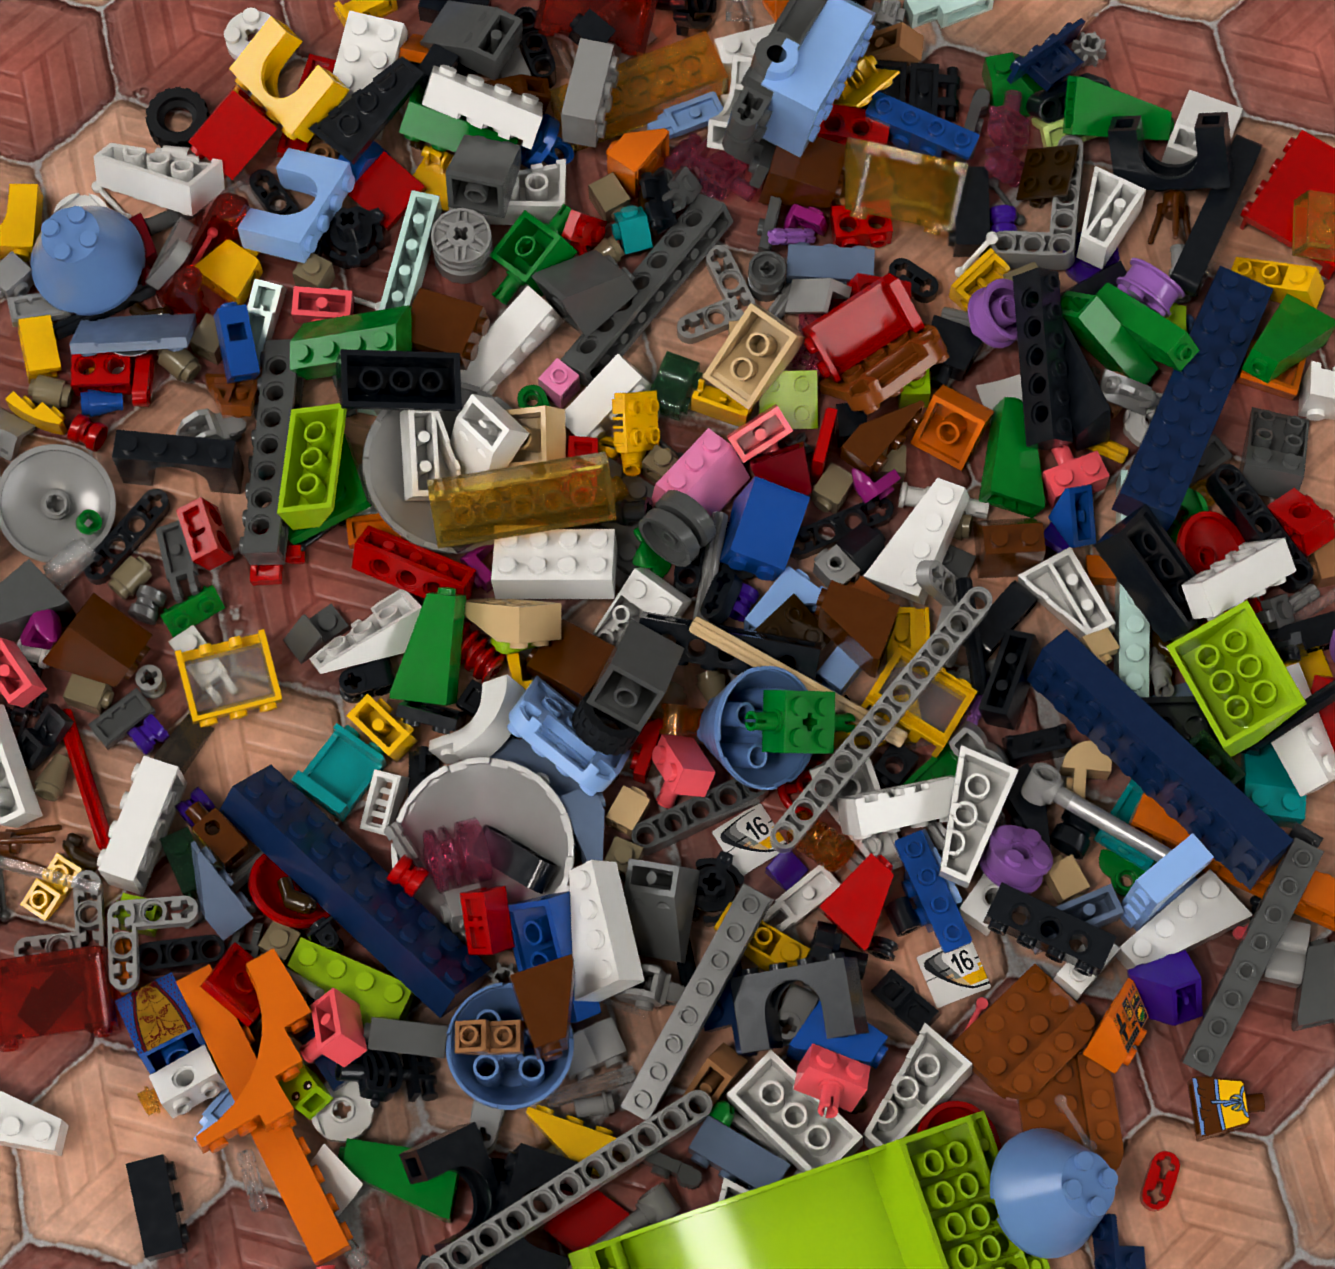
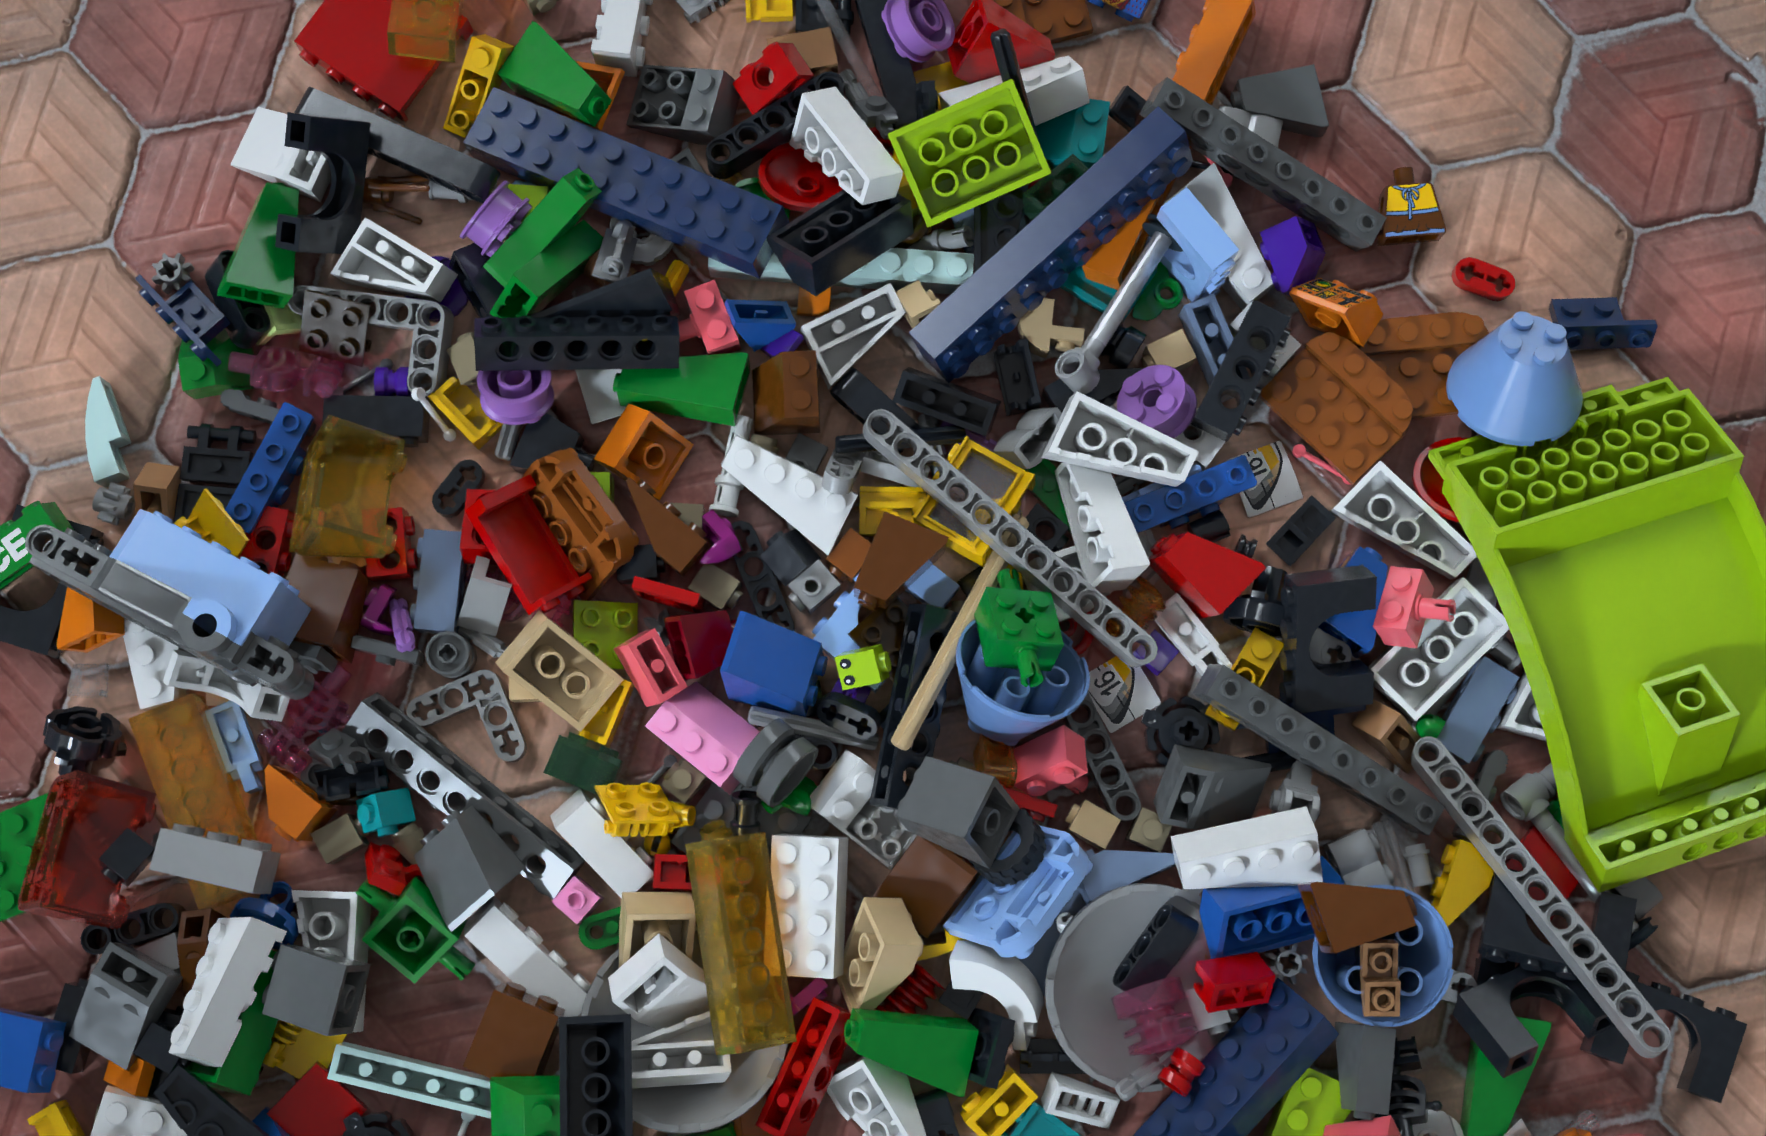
camera: 90 degrees left, 10 degrees up
(462, 245) = (418, 1016): light grey wheel -> none
(711, 683) = (952, 728): dark tan cone -> none
(763, 601) = (863, 666): none -> lime brick
(1060, 1101) = (1457, 345): clear hinge -> none

